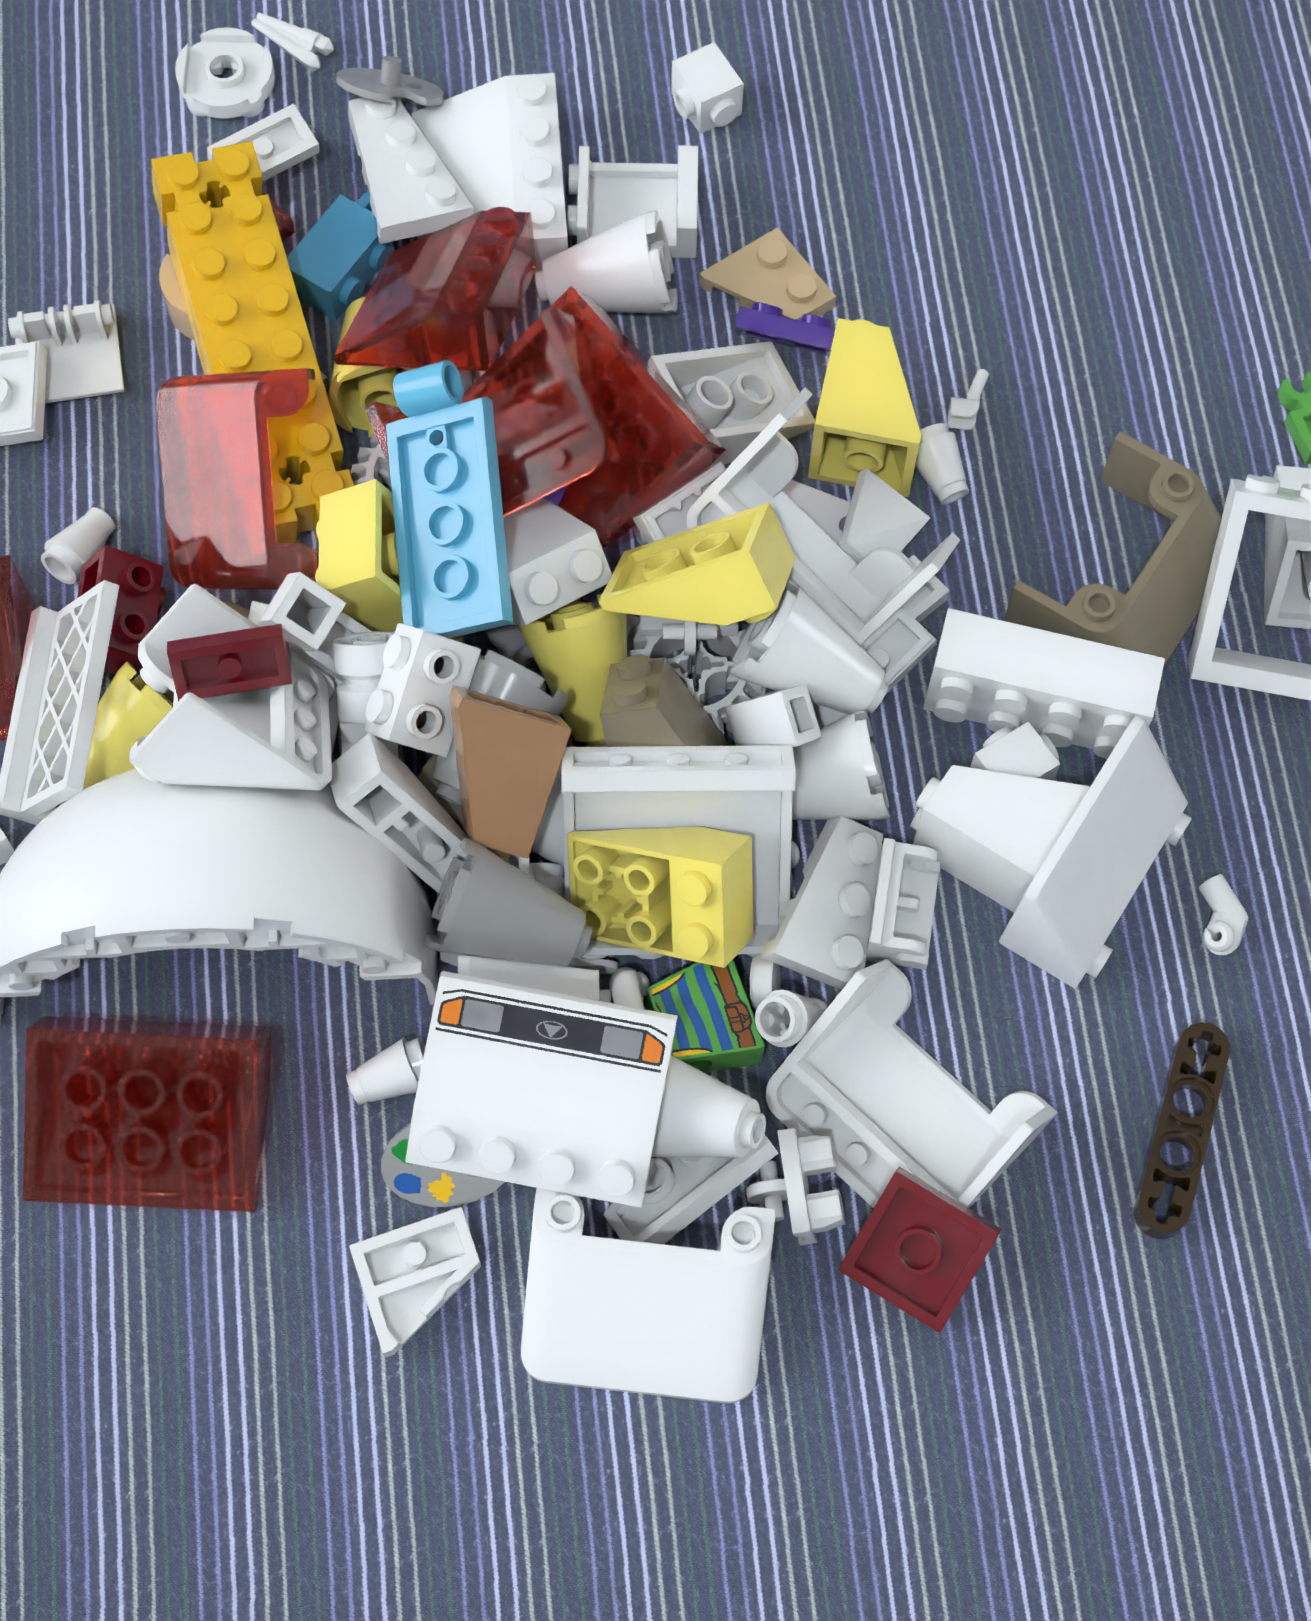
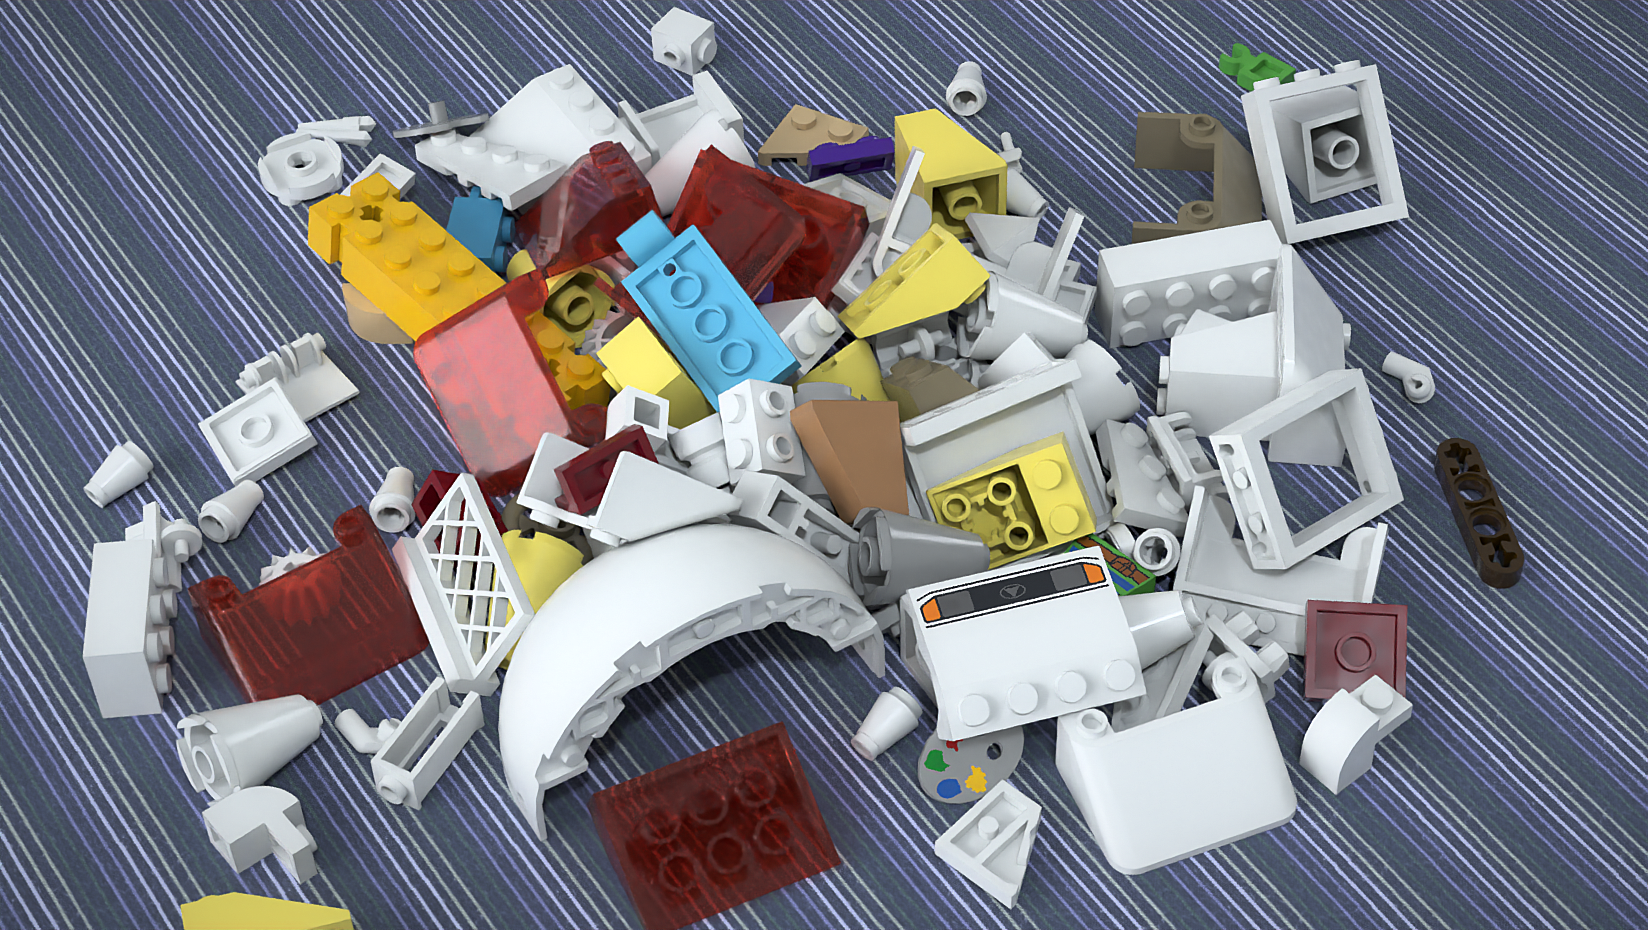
camera: 25 degrees left, 20 degrees down
(852, 1344) = (1345, 732): none -> white brick
(973, 294) = (967, 91): none -> white cone
(990, 942) = (1252, 487): none -> white window

